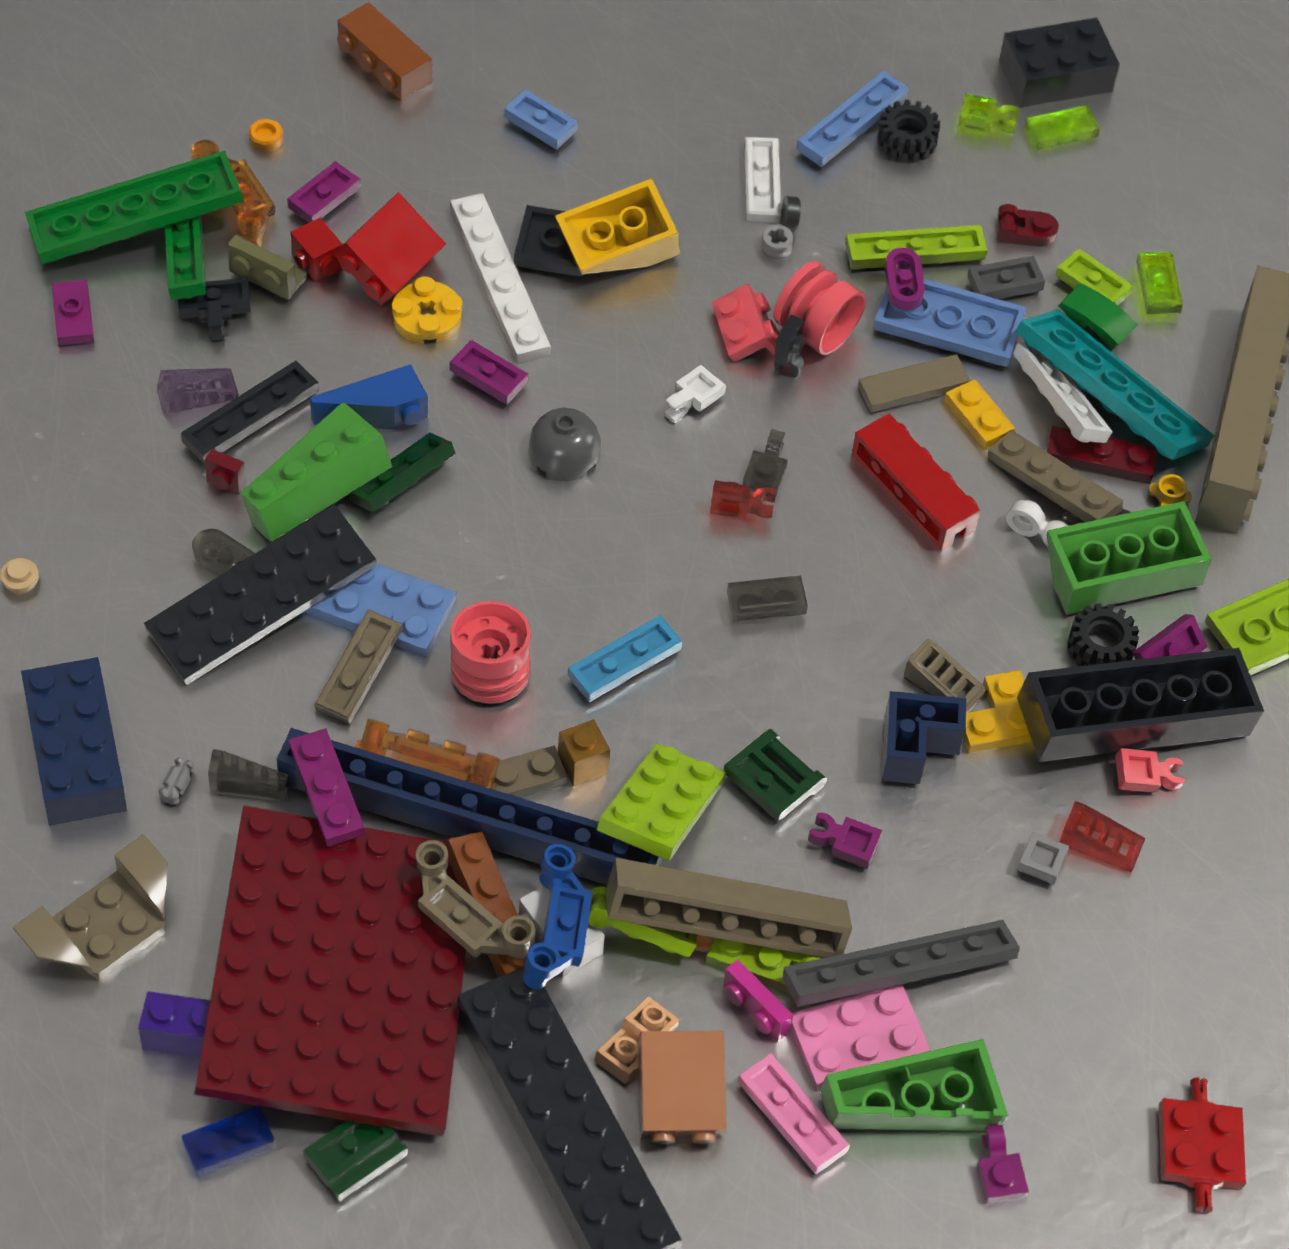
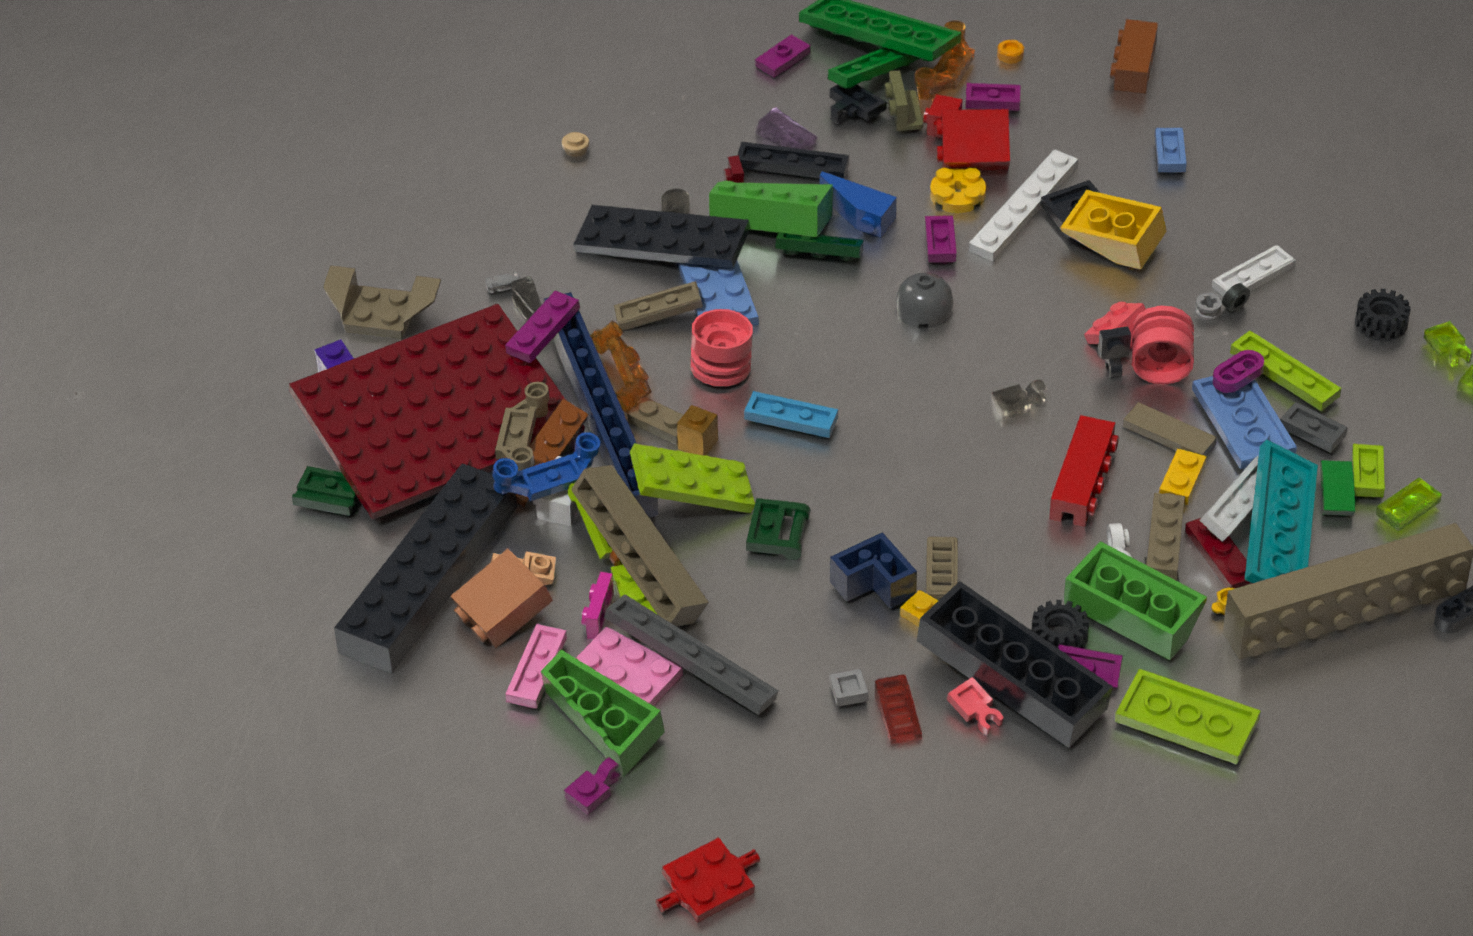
camera: 60 degrees right, 10 degrees down
(73, 741) = (482, 224): dark blue brick -> none
(228, 1141) = (289, 438): clear blue plate -> none
(695, 389) = (1035, 333): white plate -> none
(736, 500) = (968, 397): clear red plate -> none
(767, 598) = (909, 452): clear smoke plate -> none
(850, 841) = (764, 588): magenta plate -> none
(851, 118) = (1356, 282): medium blue plate -> none
(1038, 227) = (1382, 422): dark red plate -> none

